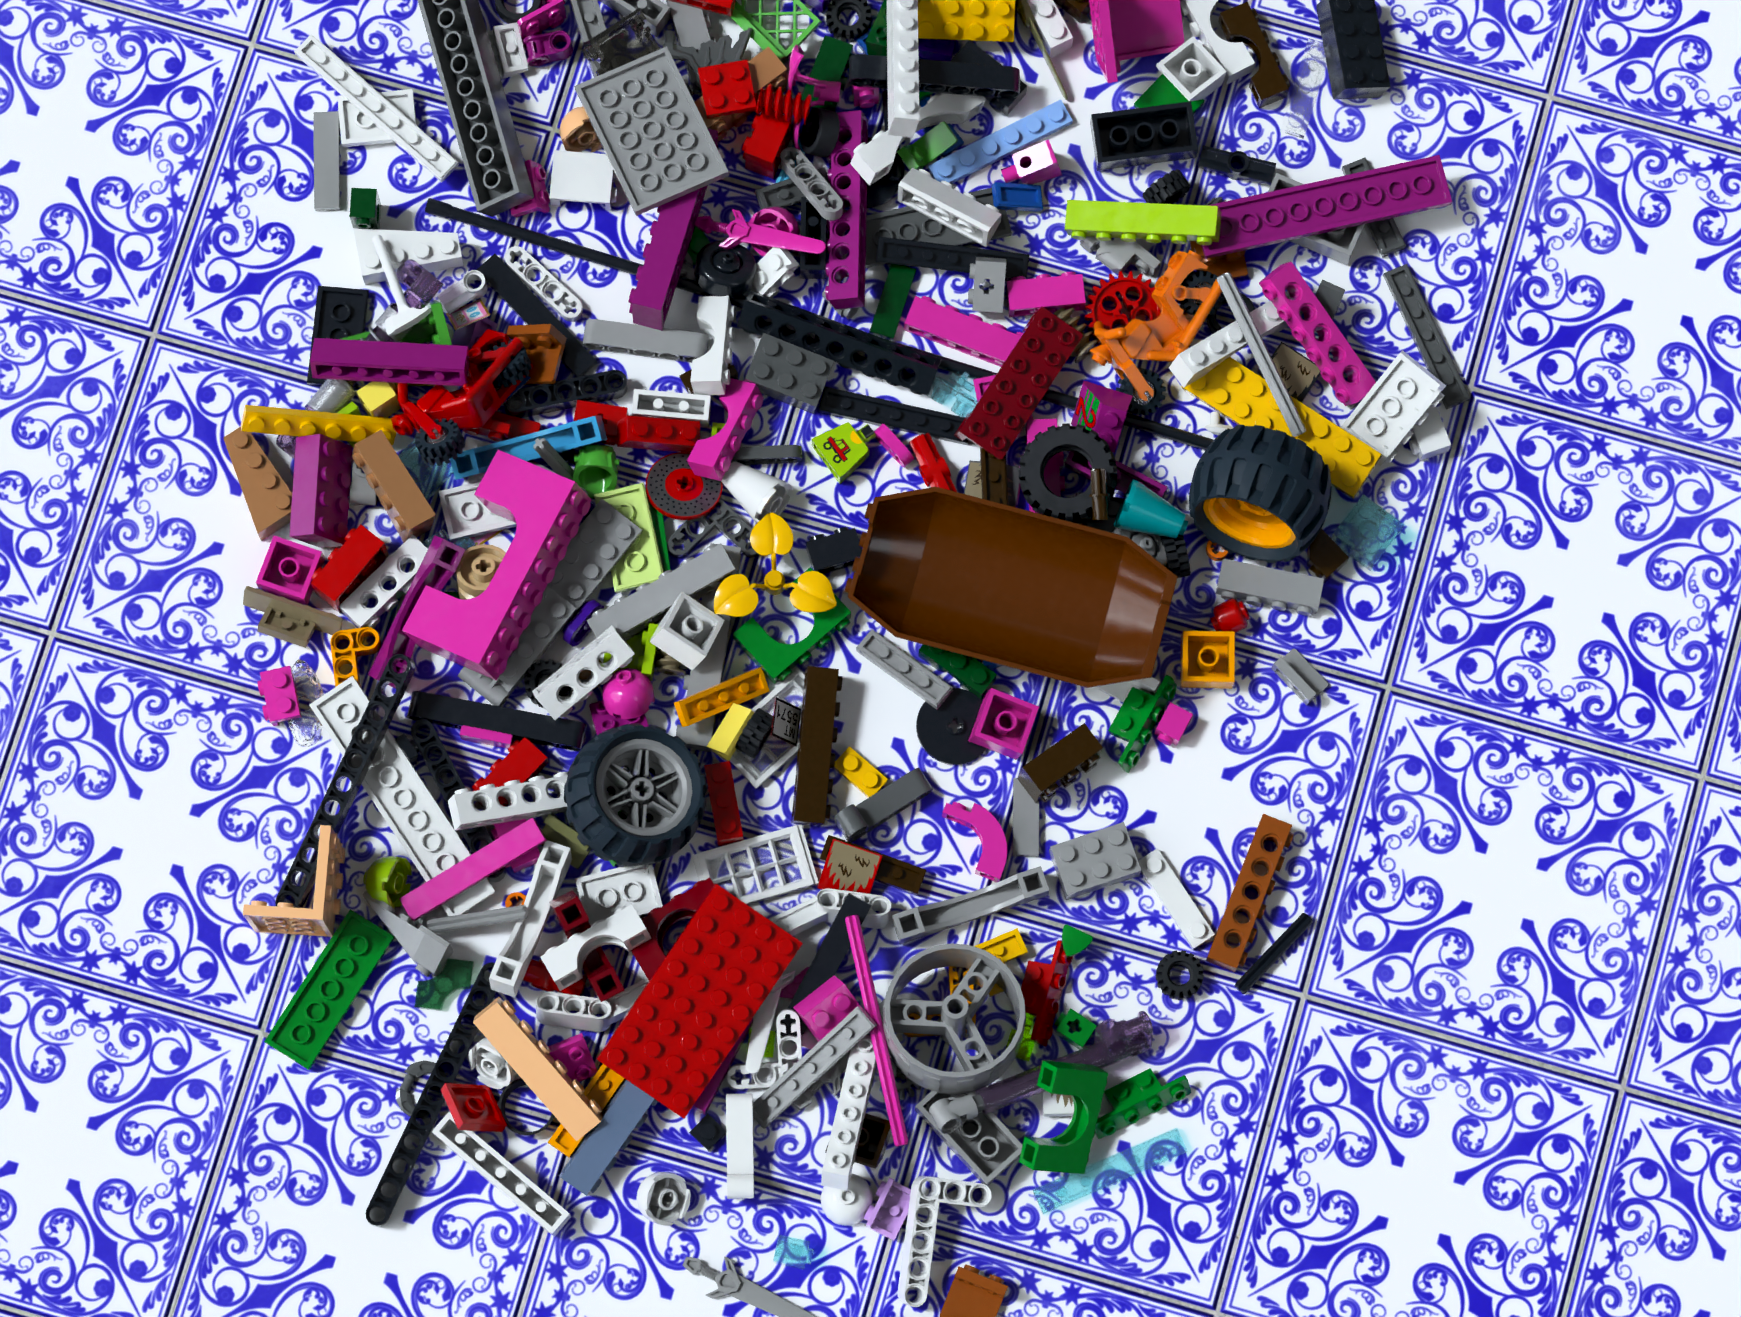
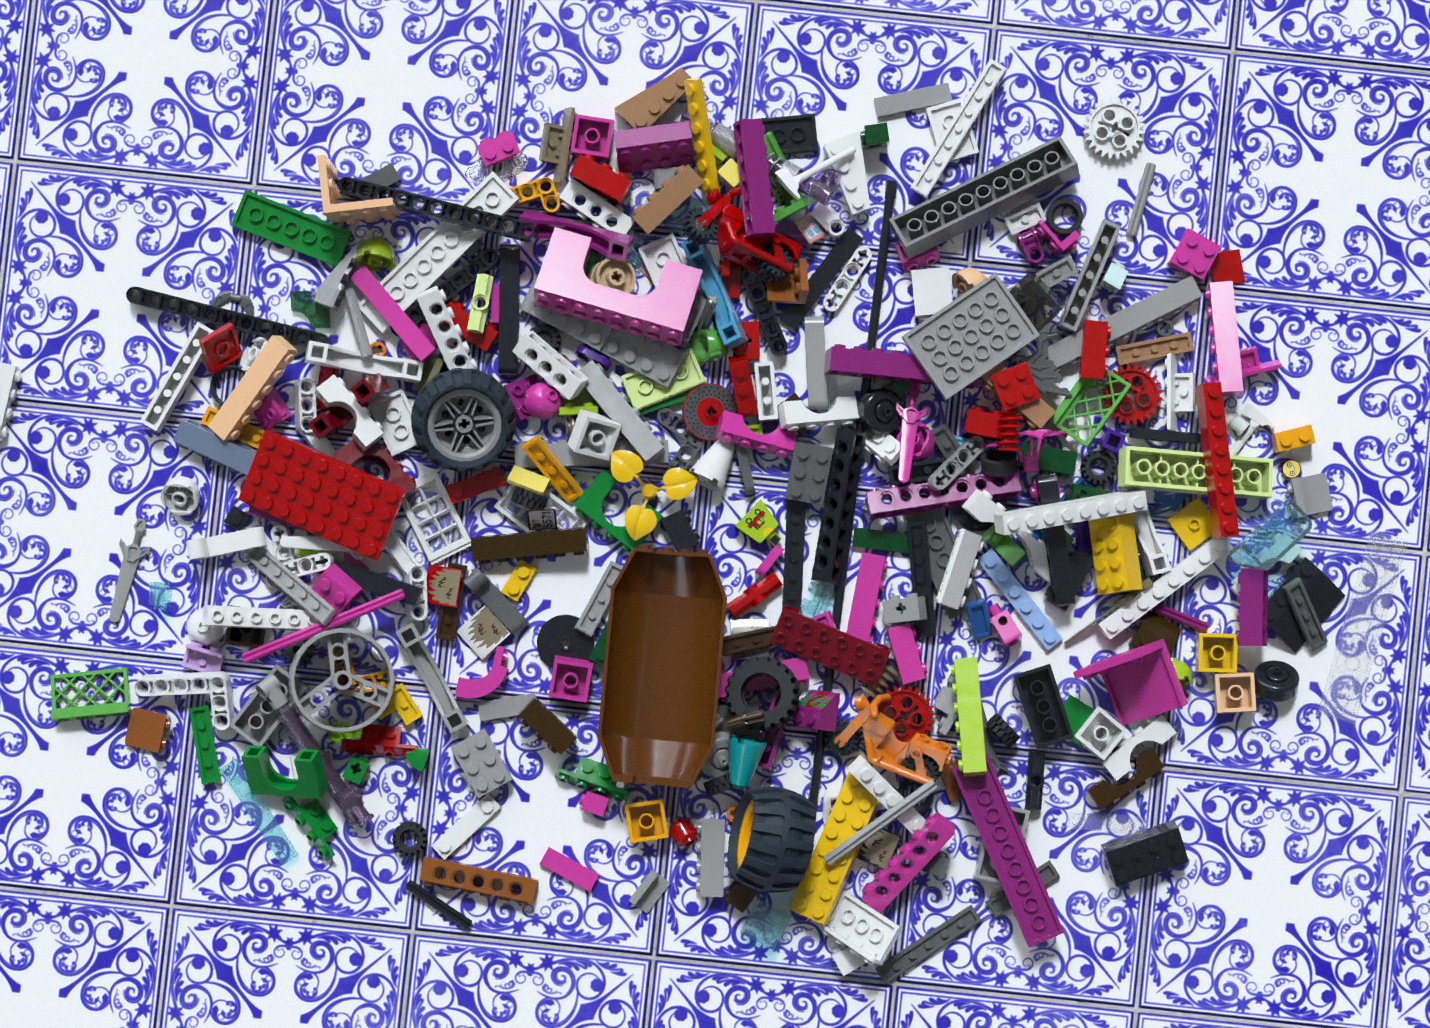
camera: 80 degrees right, 10 degrees up
(284, 852) = (385, 176): none -> dark grey tile
(497, 756) = (481, 292): none -> yellowish green piece
(921, 830) = (483, 632): none -> slope
(1006, 1227) = (205, 744): none -> green plate
(1254, 774) = (569, 869): none -> dark pink tile

